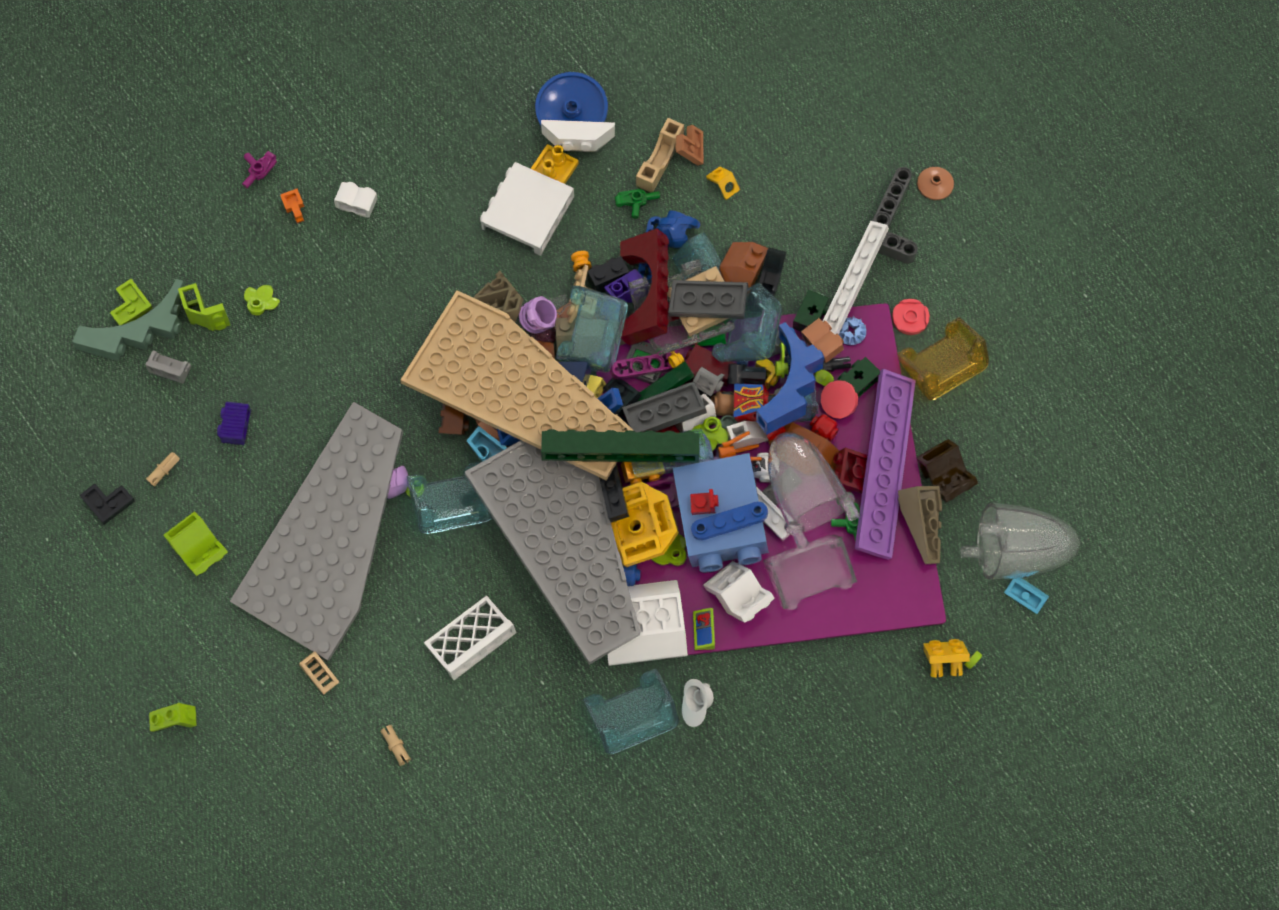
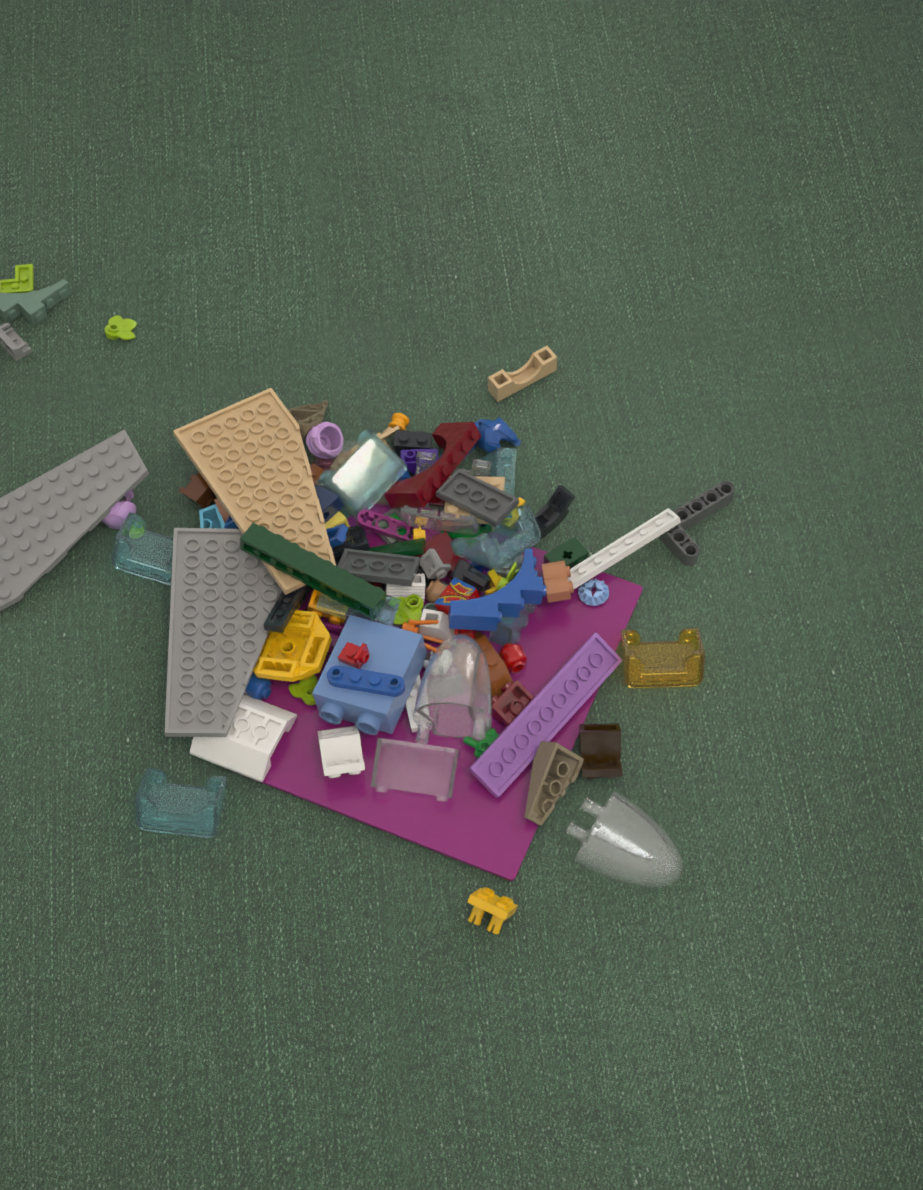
camera: 30 degrees right, 10 degrees down
(212, 317) = (66, 310): lime piece -> none
(234, 423) = (30, 407): dark purple brick -> none
(259, 168) = (191, 233): magenta piece -> none
(293, 202) = (197, 269): orange plate -> none
(355, 199) = (249, 290): white brick -> none
(482, 647) = (94, 682): white fence -> none
(527, 207) = (384, 362): white panel -> none
(555, 163) = (428, 342): yellow plate -> none
(571, 98) = (473, 302): blue dish -> none
(578, 135) = (462, 324): white wedge -> none
(636, 199) = (479, 399): green piece -> none
(691, 145) = (554, 380): nougat plate -> none
(696, 700) = (244, 824): white piece -> none
(704, 629) = (292, 768): slope -> none
(721, 177) = (565, 415): yellow bracket -> none
(743, 262) = (533, 488): dark orange wedge -> none
(823, 377) = (541, 617): lime piece -> none
(837, 363) = (556, 610): black axle -> none
(839, 399) = (541, 639): coral tile -> none
(861, 369) = (570, 633): dark green brick -> none
(910, 317) = (657, 609): coral tile -> none
(932, 189) = (754, 518): nougat dish -> none
(973, 659) = (515, 926): lime tile -> none
(1026, 594) = (605, 897): medium azure slope -> none

